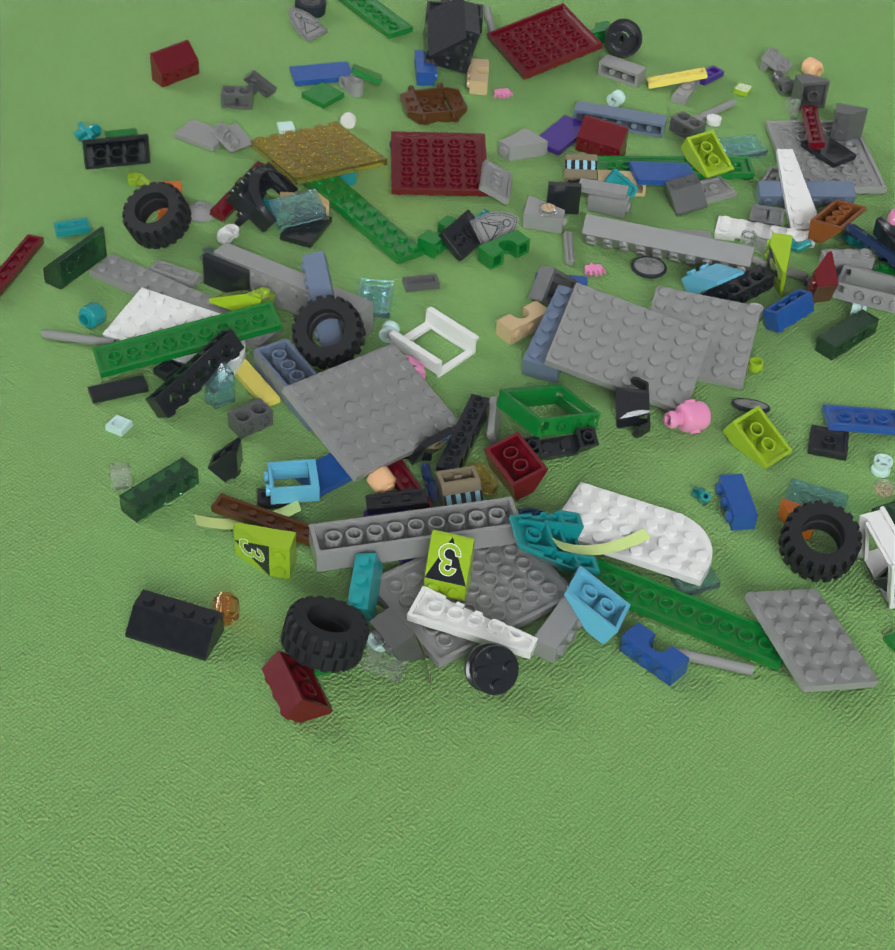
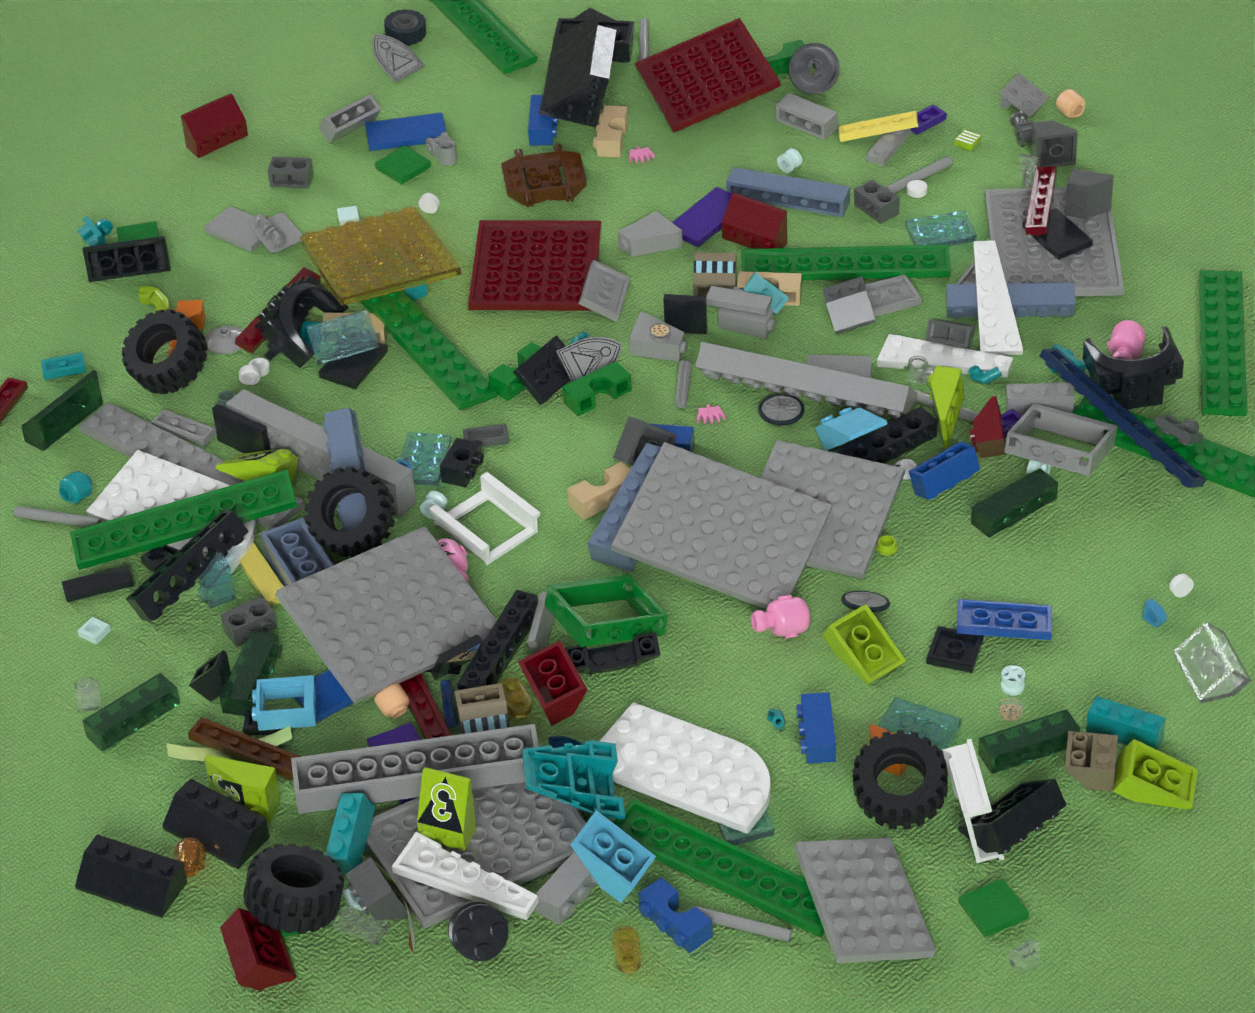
camera: 10 degrees right, 0 degrees up
(253, 582) = (219, 823): none -> black slope
(259, 83) = (319, 154): dark grey plate -> none
(259, 451) = (254, 663): none -> clear green brick
(278, 61) = (349, 118): none -> light grey brick
(366, 74) = (462, 133): green tile -> none
(396, 501) = (405, 727): black tile -> none
(406, 301) = (461, 462): none -> black brick
(605, 548) = (638, 787): yellowish green sticker -> none
(621, 687) = (628, 951): none -> clear yellow plate
(632, 405) = (711, 604): black piece -> none
(658, 172) = (816, 274): blue tile -> none
(706, 154) = (888, 246): lime slope -> none
(833, 220) = (1031, 338): dark orange slope -> none

